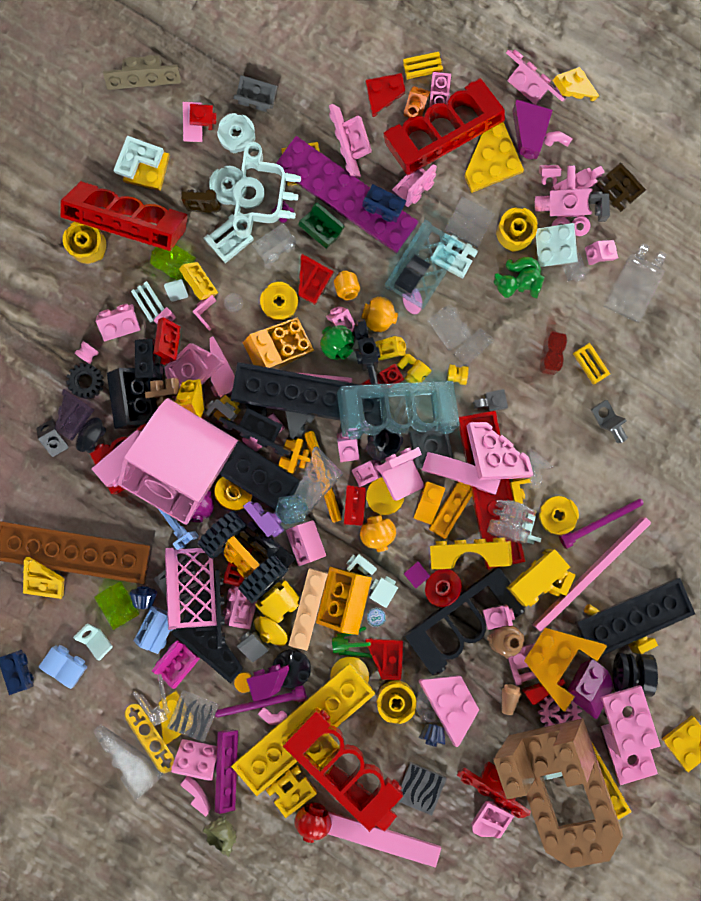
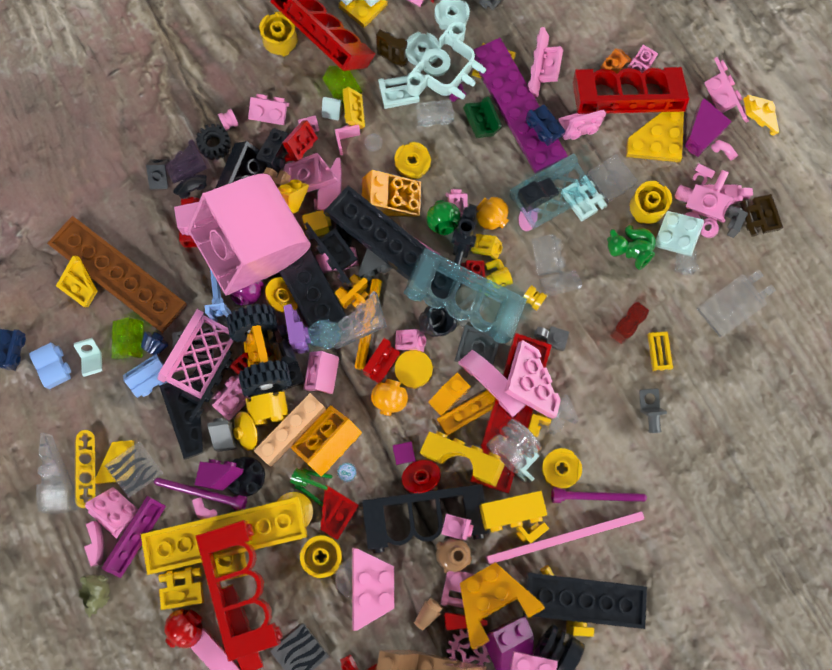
camera: 25 degrees right, 10 degrees down
(140, 289) = (302, 94): light aqua tile -> none
(157, 714) = (102, 450): clear plant -> none
(175, 664) = (146, 415): dark pink bracket -> none
(226, 409) = (316, 220): dark grey bracket -> none
(241, 682) = (193, 464): light orange tile -> none
(313, 279) = (451, 157): red wing -> none
(347, 285) = (477, 175): light orange head -> none
(347, 448) = (403, 309): bright pink bracket -> none
(364, 565) = (361, 419): light aqua bracket -> none
(383, 590) = (366, 450): light aqua brick -> none
(384, 91) = (594, 41): red wing -> none
(401, 474) = (438, 354): bright pink bracket -> none
(422, 58) = (637, 35): yellow tile -> none
(433, 735) = (338, 607): dark blue piece -> none
(601, 251) = (717, 259): bright pink bracket -> none

